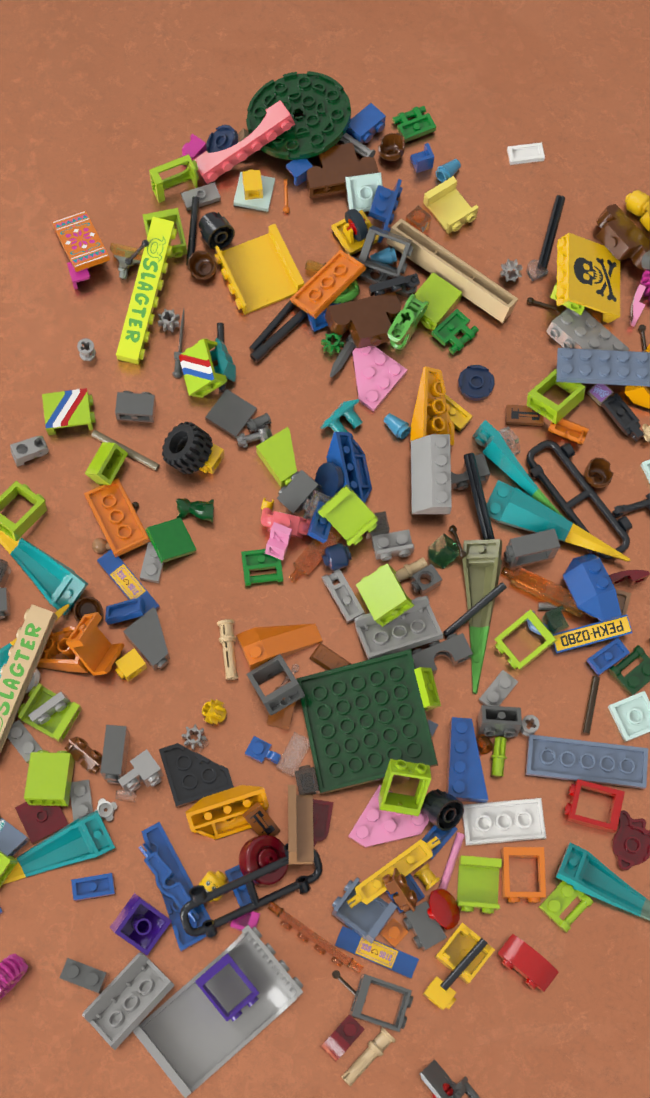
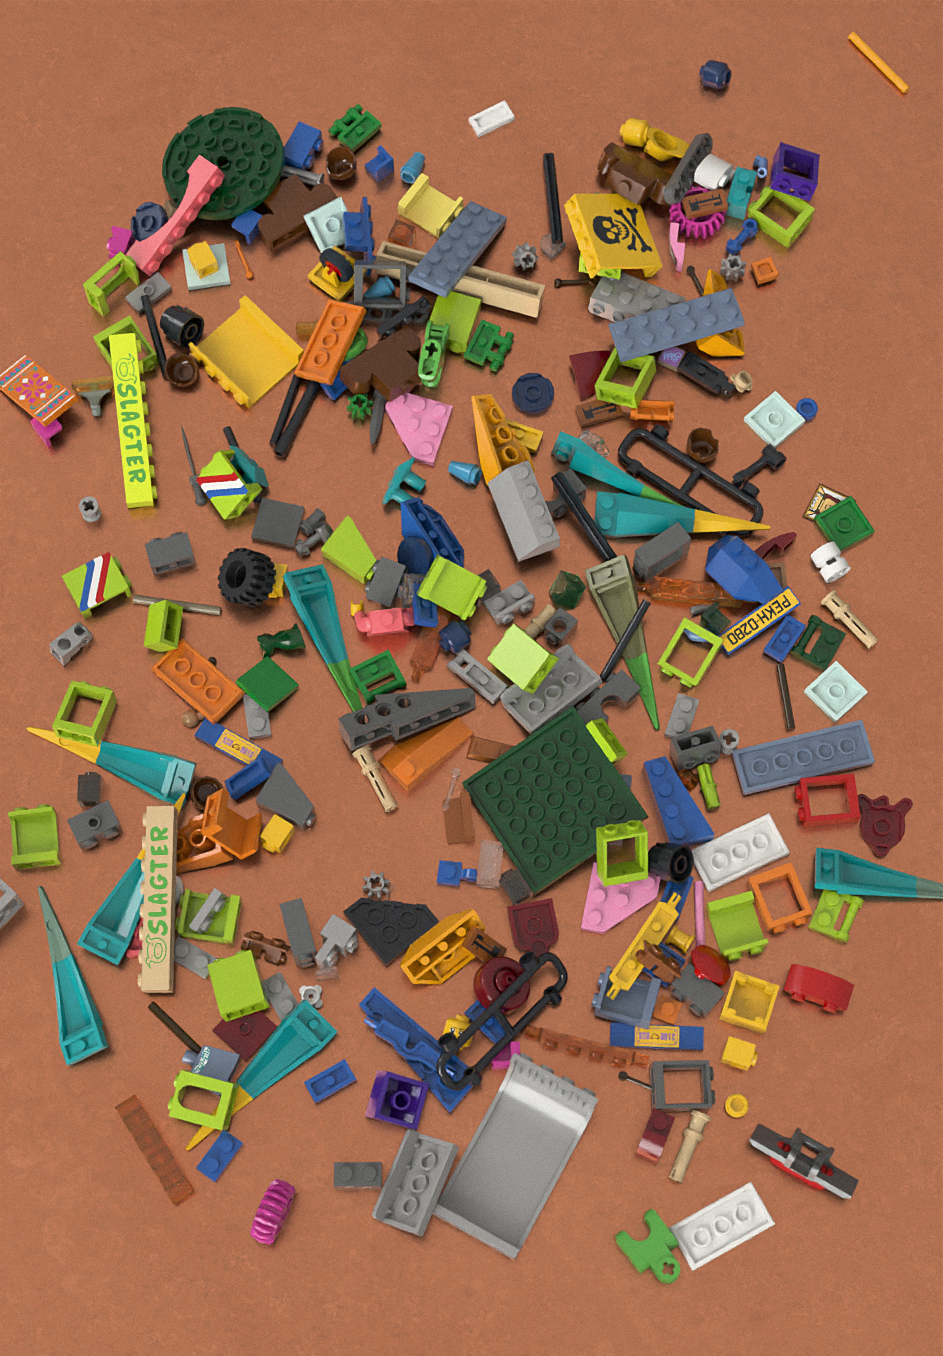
camera: 15 degrees left, 0 degrees up
(129, 260) = (99, 392): black hinge -> none
(168, 315) = (172, 441): light grey gear -> none
(214, 711) = (387, 850): yellow gear -> none
(219, 965) = (543, 1133): dark purple window -> none
(235, 488) = (316, 604): none -> teal plate
(270, 605) = (403, 714): none -> dark grey brick
(278, 541) = (386, 642): bright pink slope -> none
(290, 691) = (448, 815): dark grey window -> none
(300, 827) = (528, 935): medium nougat panel -> none
(421, 1037) = (736, 1105): none -> yellow plate
(453, 529) = (589, 585): dark brown hinge -> none
(458, 245) = (457, 249): none -> sand blue plate
(463, 964) = (753, 1011): black bar -> none
(526, 378) = (587, 369): none -> dark red brick

